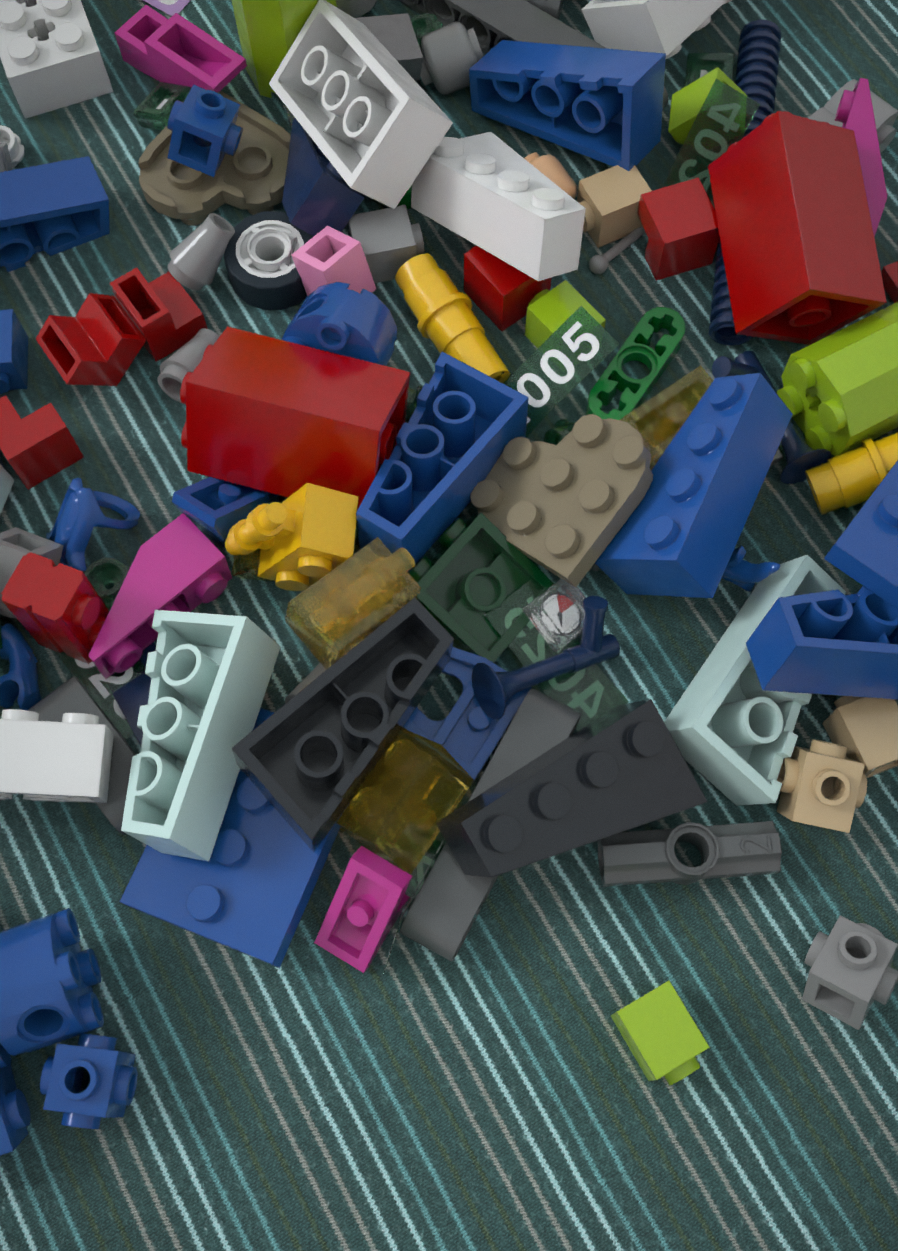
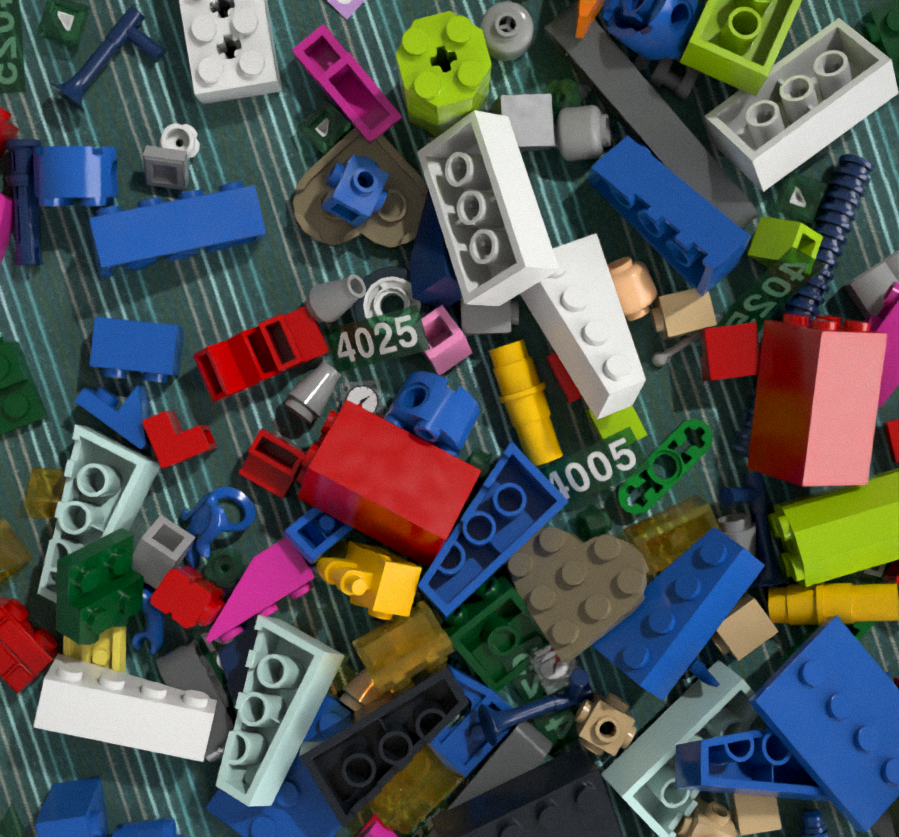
camera: 10 degrees right, 20 degrees up
(151, 445) = (273, 462): none -> red piece
(259, 278) = (377, 339): none -> clear green sticker
(645, 667) = (600, 710): none -> tan brick
(786, 521) = (743, 629): none -> tan brick

